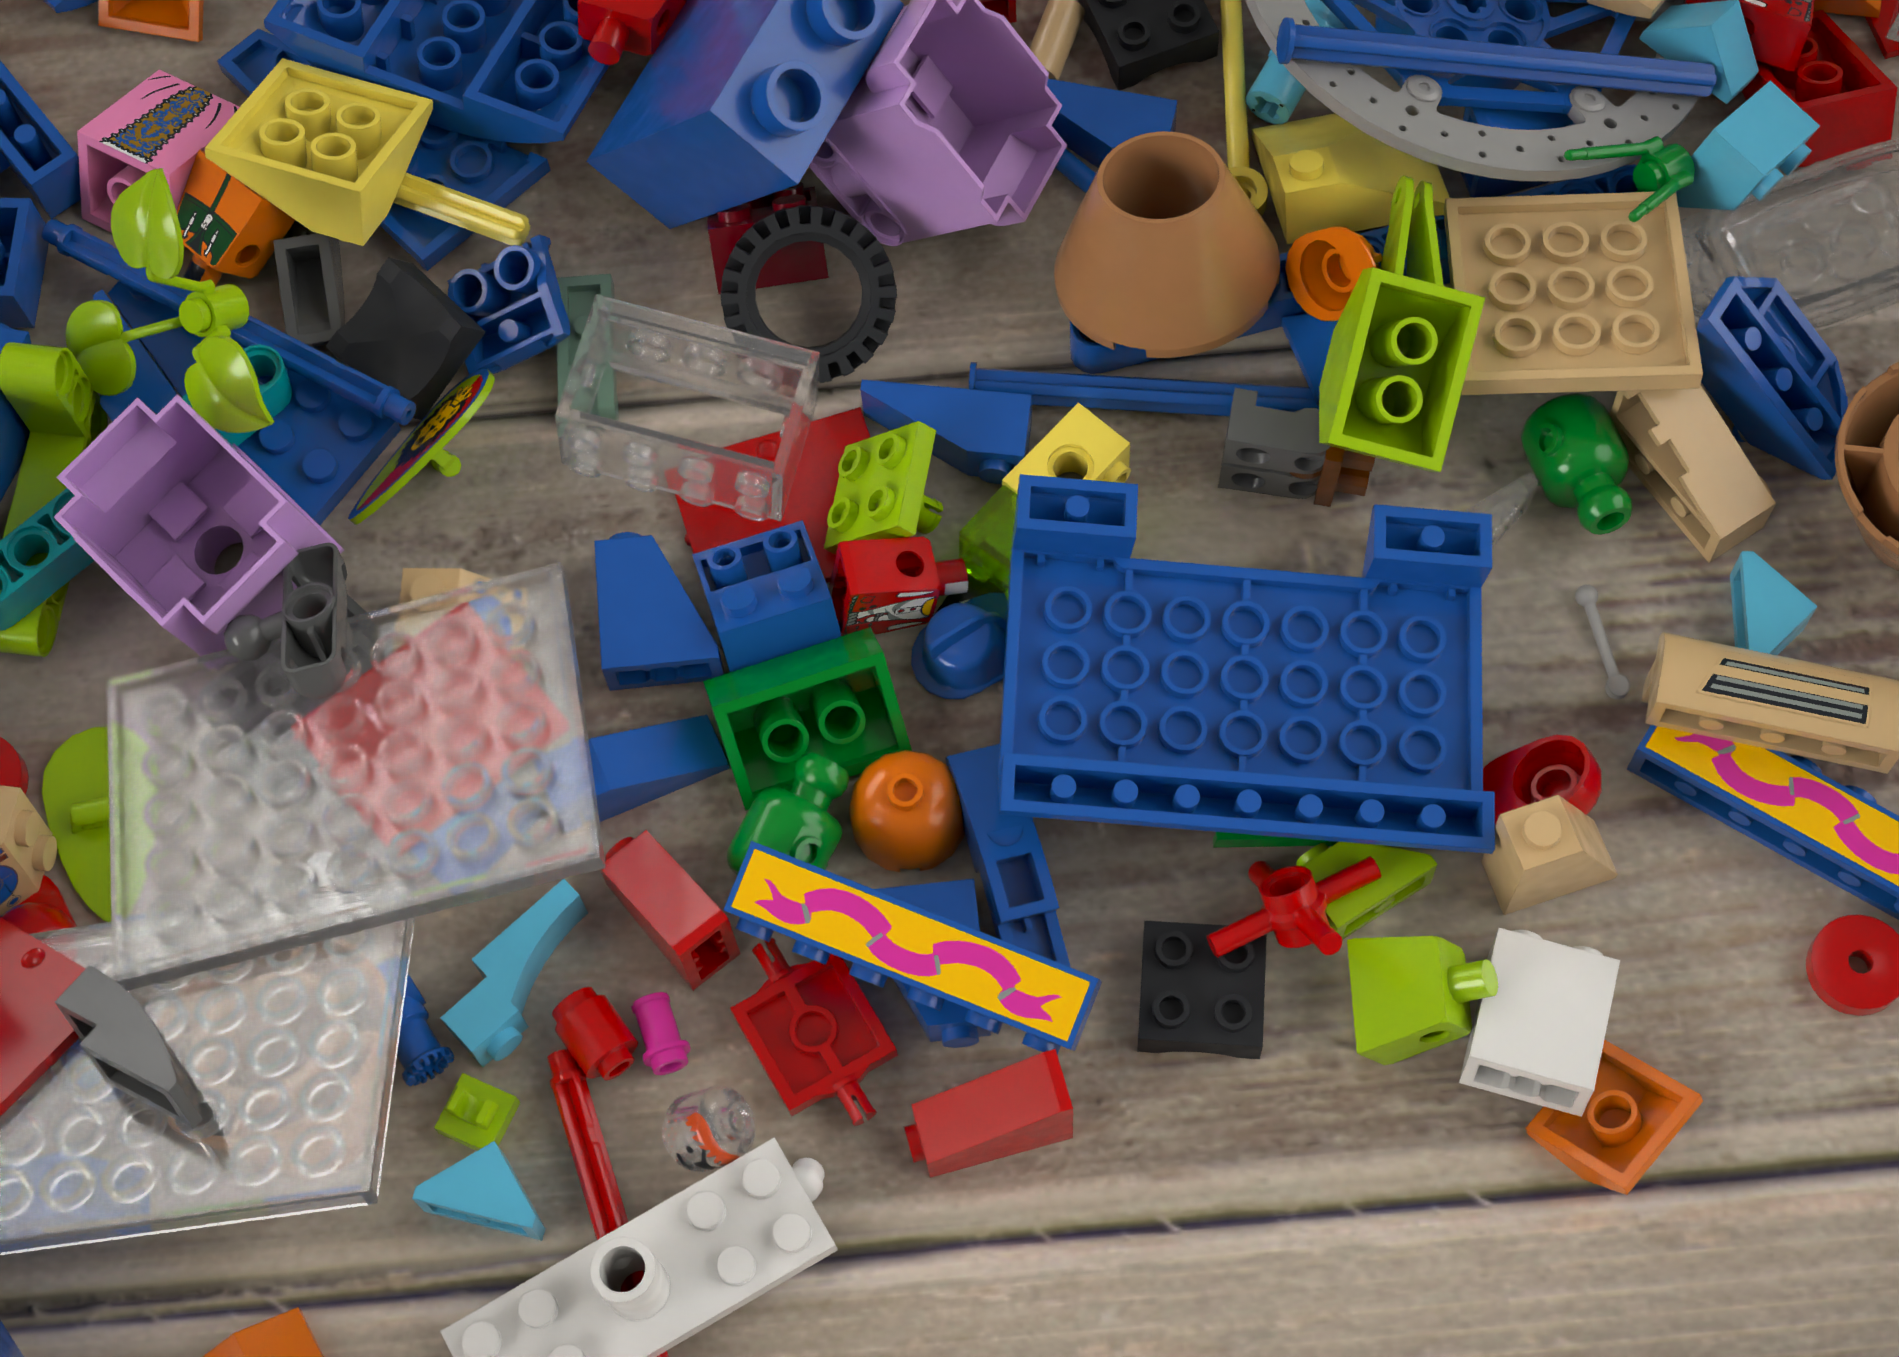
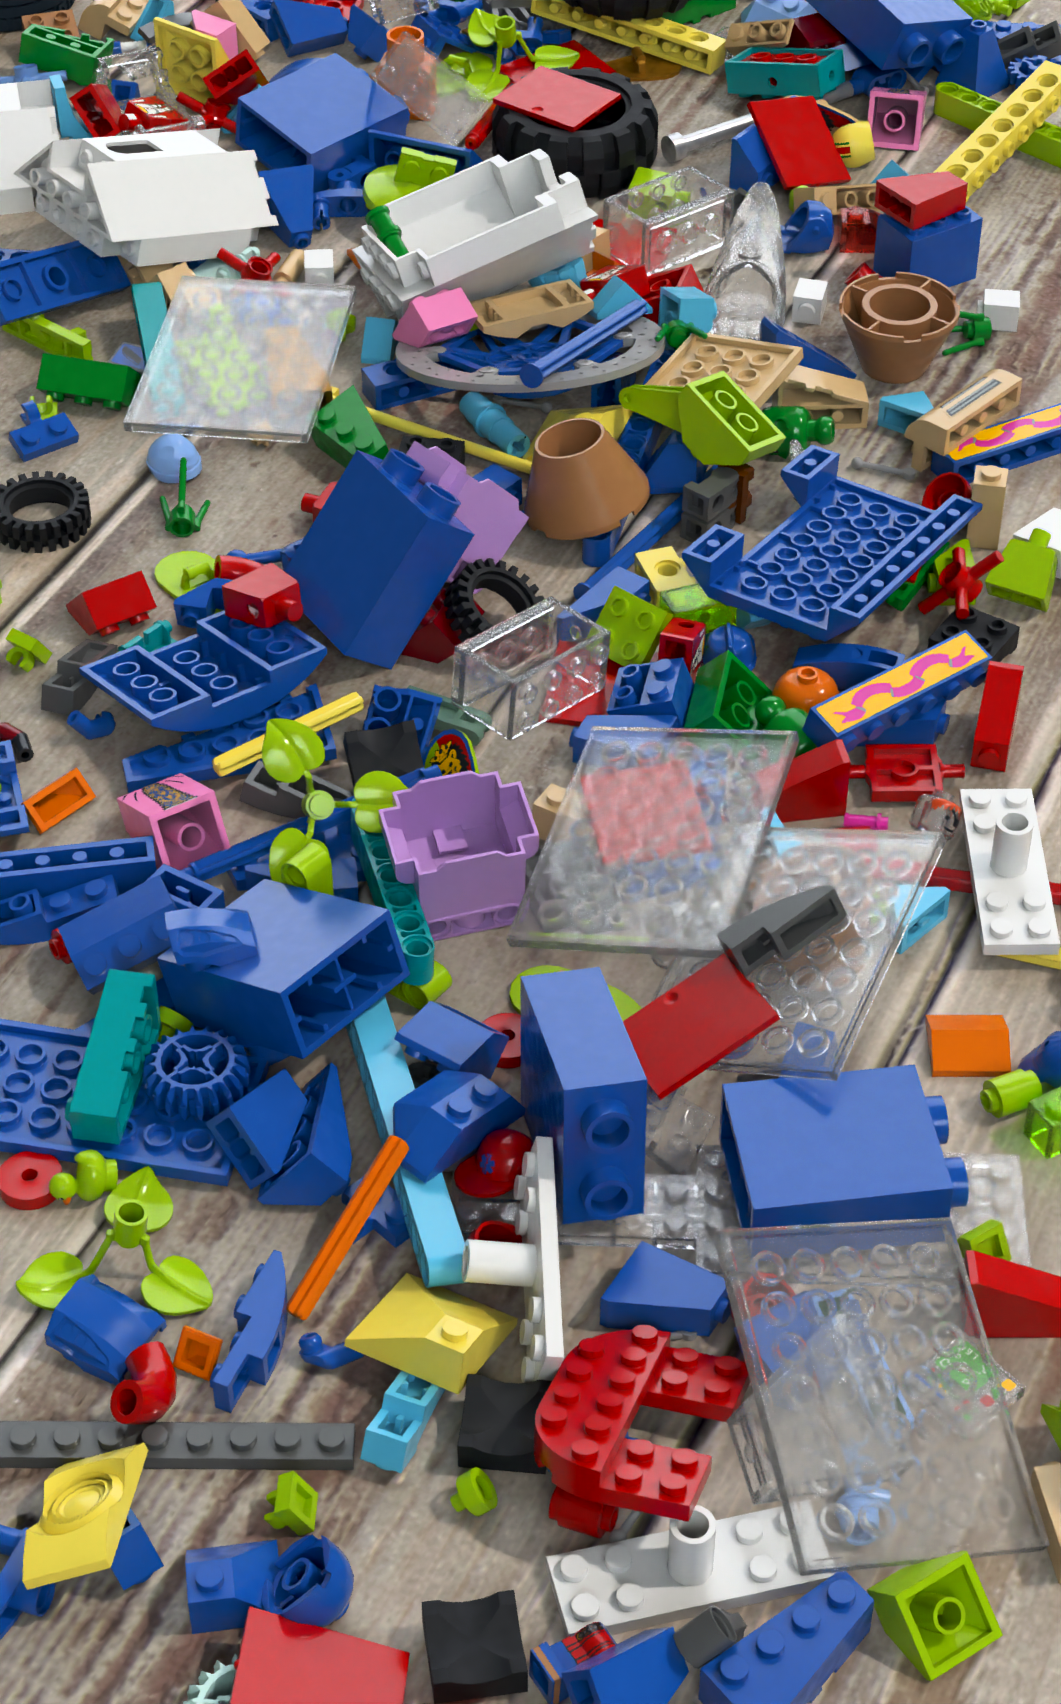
camera: 65 degrees left, 25 degrees down
(226, 224) = (246, 800): orange torso -> none
(310, 624) = (564, 816): dark grey piece -> none
(323, 147) = (240, 727): light yellow slope -> none
(1325, 269) = (651, 432): orange piece -> none

